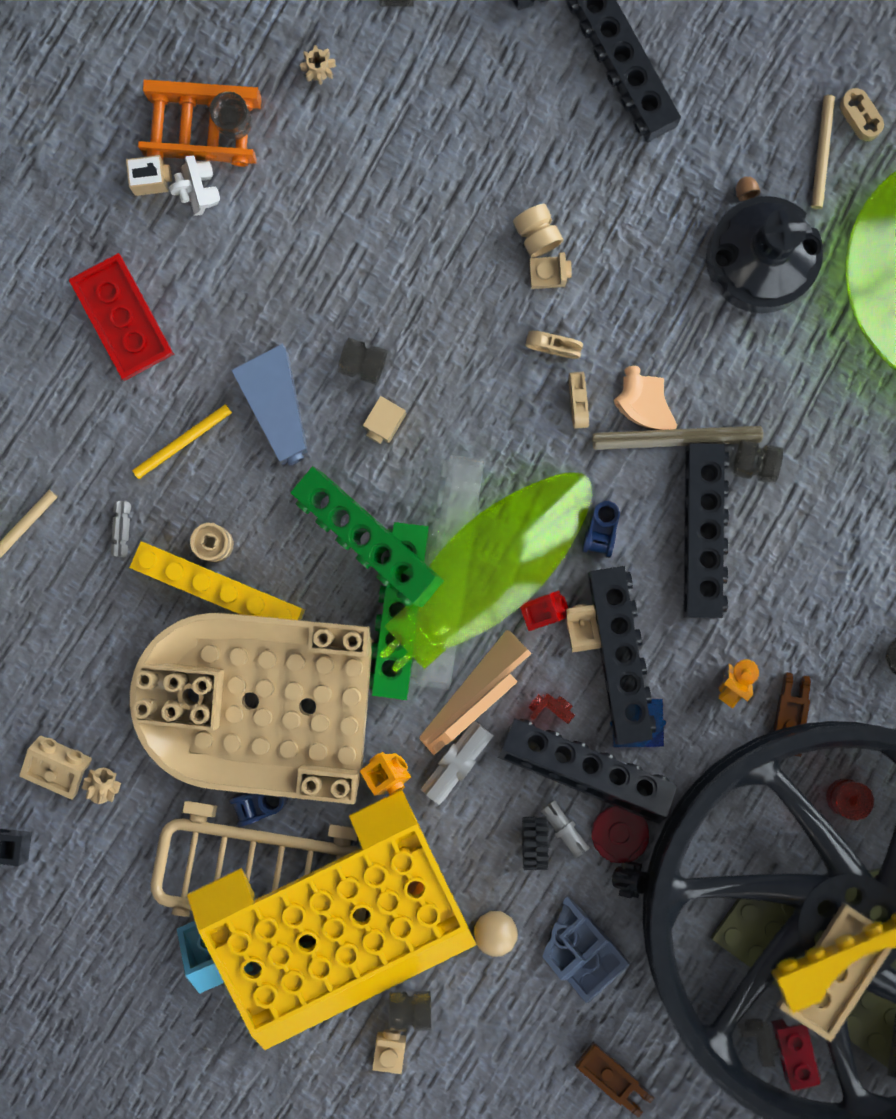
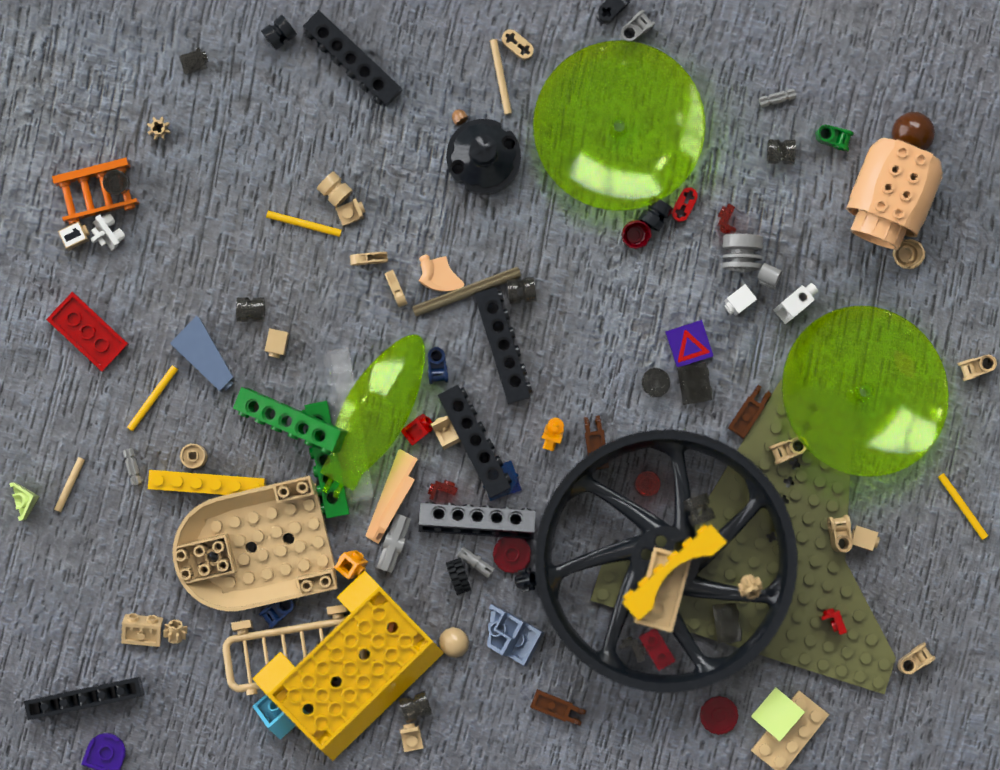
camera: 15 degrees left, 0 degrees up
(477, 266) = (303, 223): none -> yellow bar

